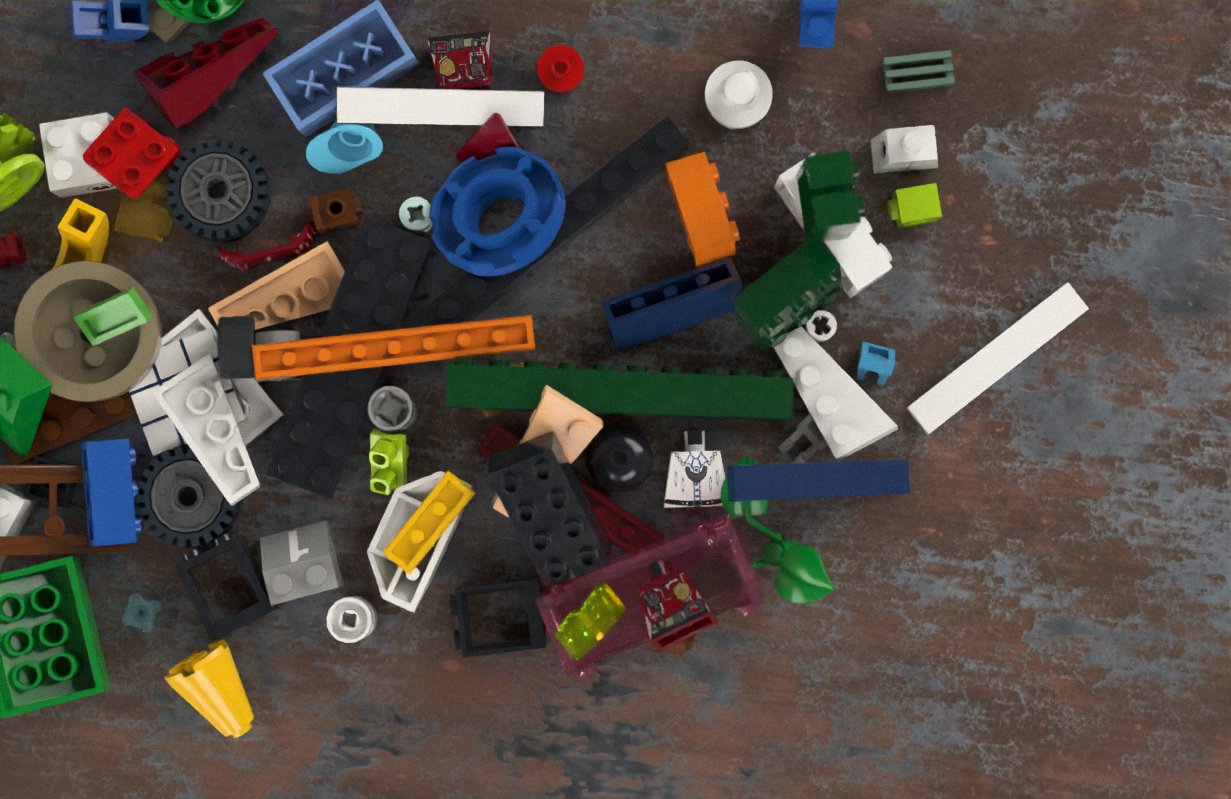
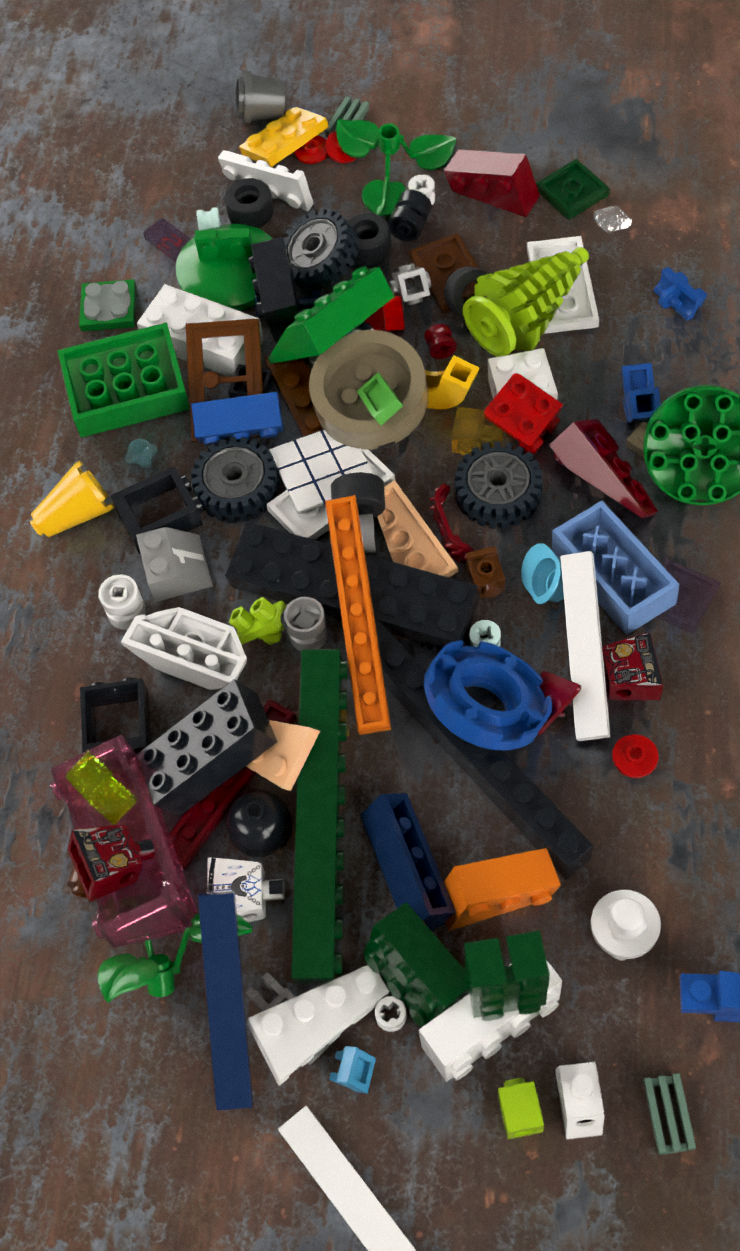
camera: 95 degrees right, 25 degrees down
(206, 422) = (288, 481): white wing -> none
(428, 522) = (199, 648): yellow tile -> none

